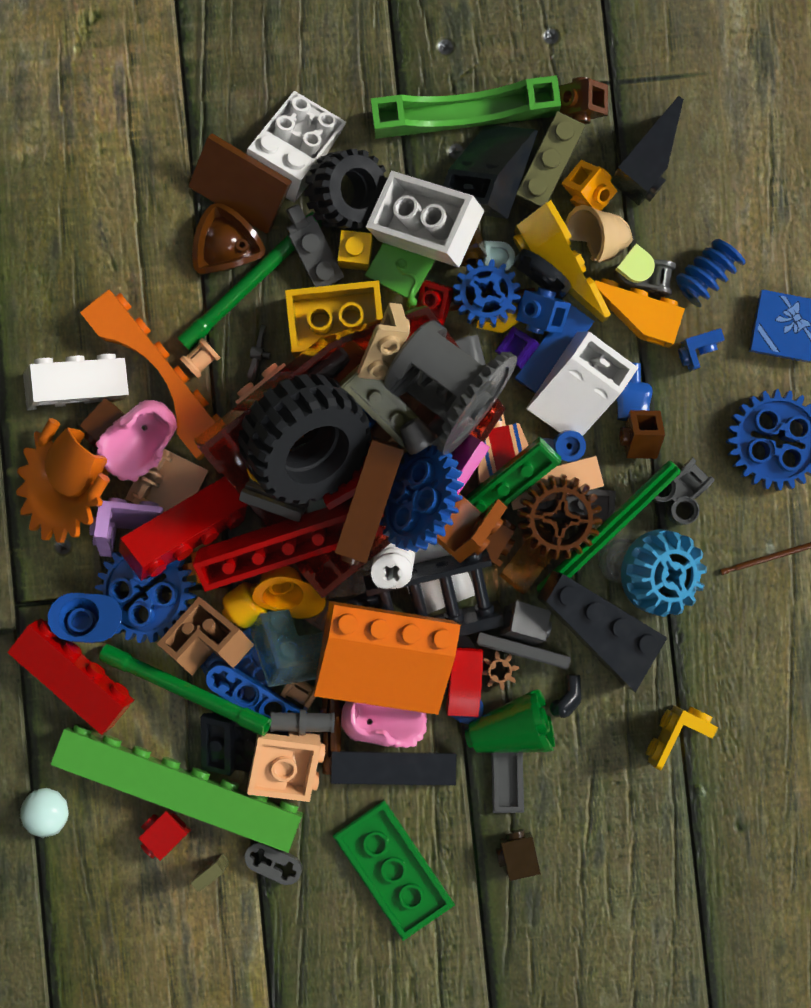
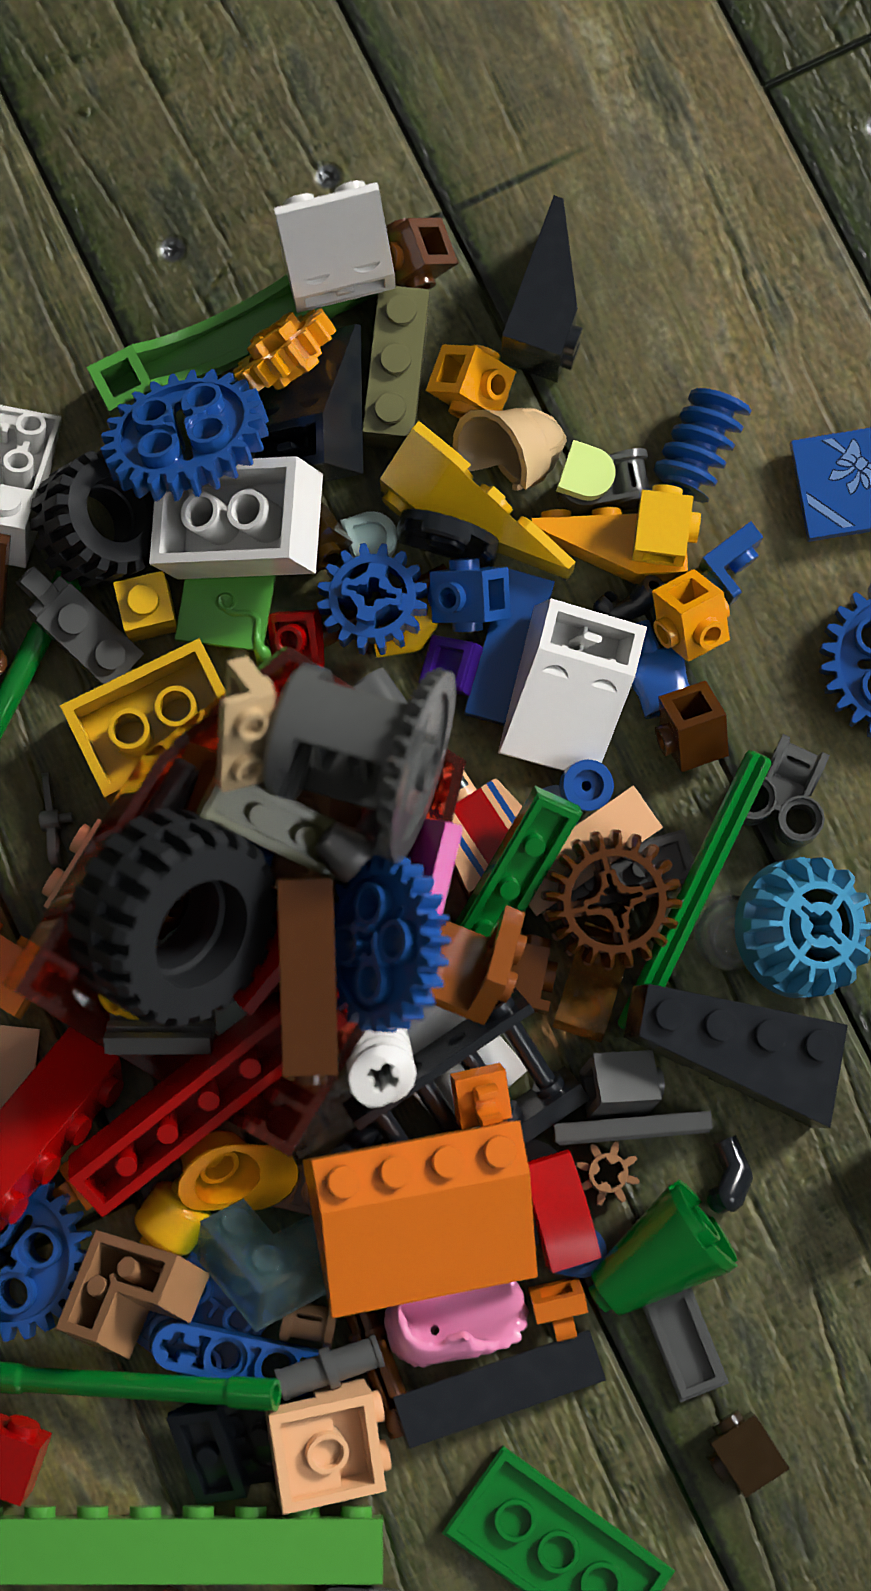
camera: 20 degrees left, 5 degrees down
(436, 160) = (148, 447): none -> blue gear
(443, 601) = (481, 1096): none -> orange tile
(444, 733) = (558, 1304): none -> orange tile
(488, 130) = (285, 350): none -> light orange gear
(540, 79) = (335, 245): none -> white slope
(635, 351) = (634, 605): none -> black arm
(665, 370) = (691, 615): none -> light orange brick
(670, 313) = (665, 526): none -> yellow brick

